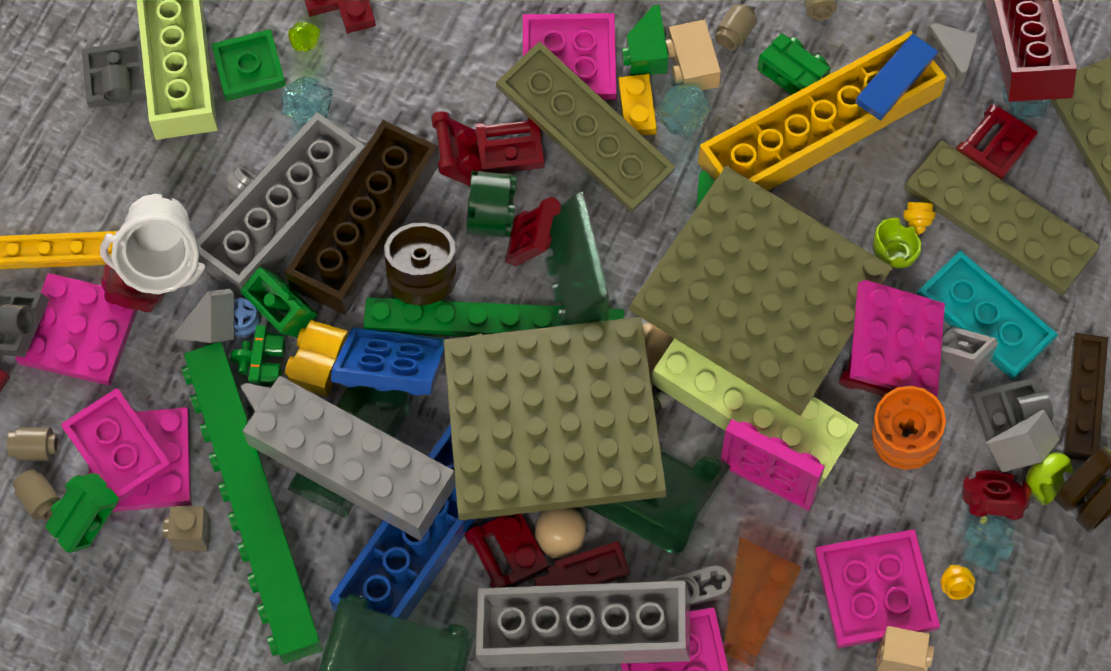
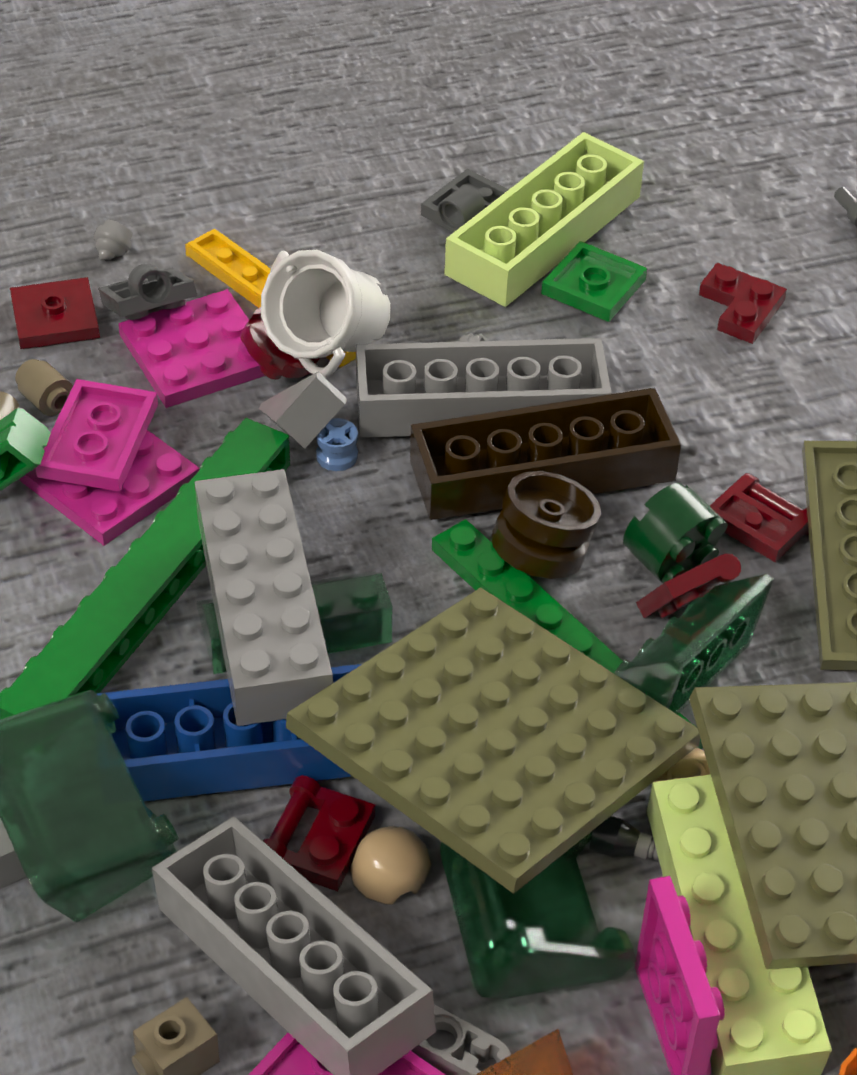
camera: 45 degrees right, 20 degrees down
(187, 528) = (69, 549): dark tan brick -> none
(264, 345) = (315, 479): green hips -> none
(278, 302) = (379, 453): green brick -> none
(303, 36) = (673, 297): clear neon green plate -> none
(305, 98) = (612, 327): clear light blue brick -> none
(316, 356) = (358, 526): yellow brick -> none
(389, 361) = (403, 563): blue plate -> none
(456, 148) = (711, 473): dark red plate -> none
(590, 567) = (390, 924): dark red hinge -> none

